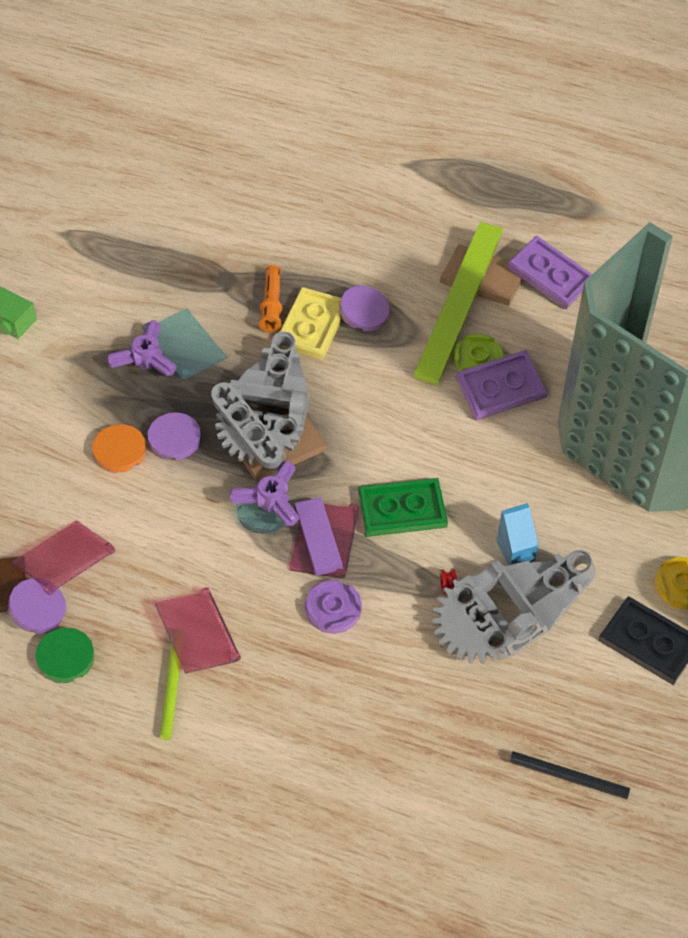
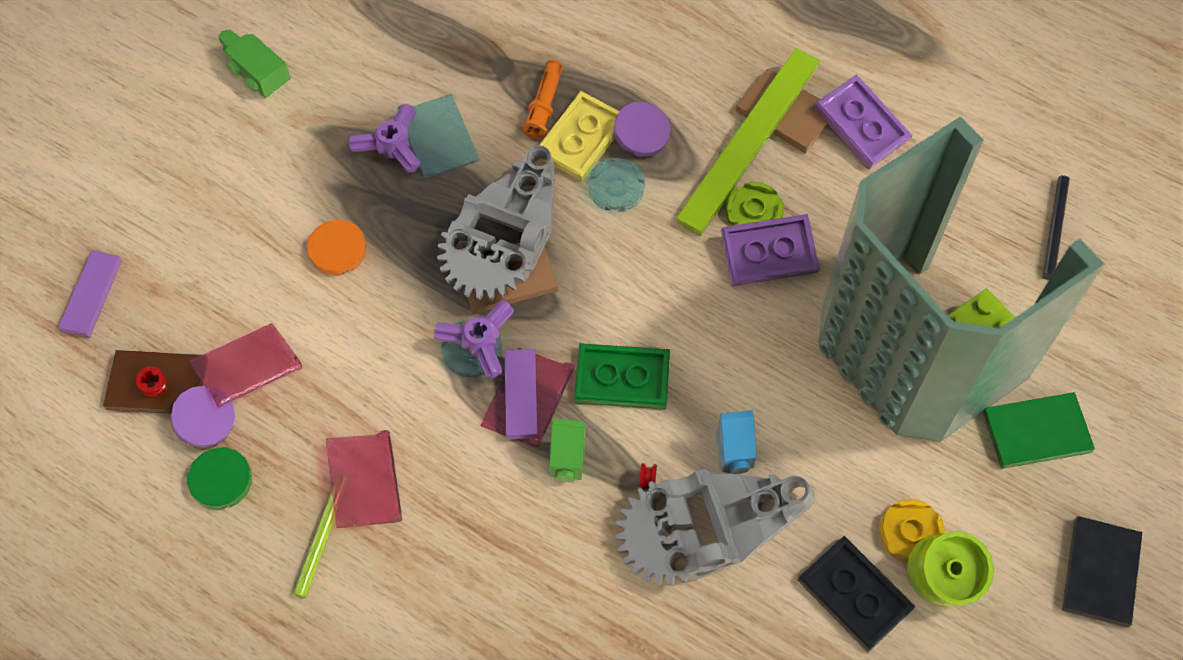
camera: 15 degrees right, 10 degrees up
(174, 436) = (398, 244): medium lavender tile -> none
(244, 426) = (467, 254): light grey beam -> none
(333, 606) = (516, 480): medium lavender tile -> none
(354, 356) = (616, 184): none -> clear light blue tile
(374, 568) = (567, 449): none -> bright green slope

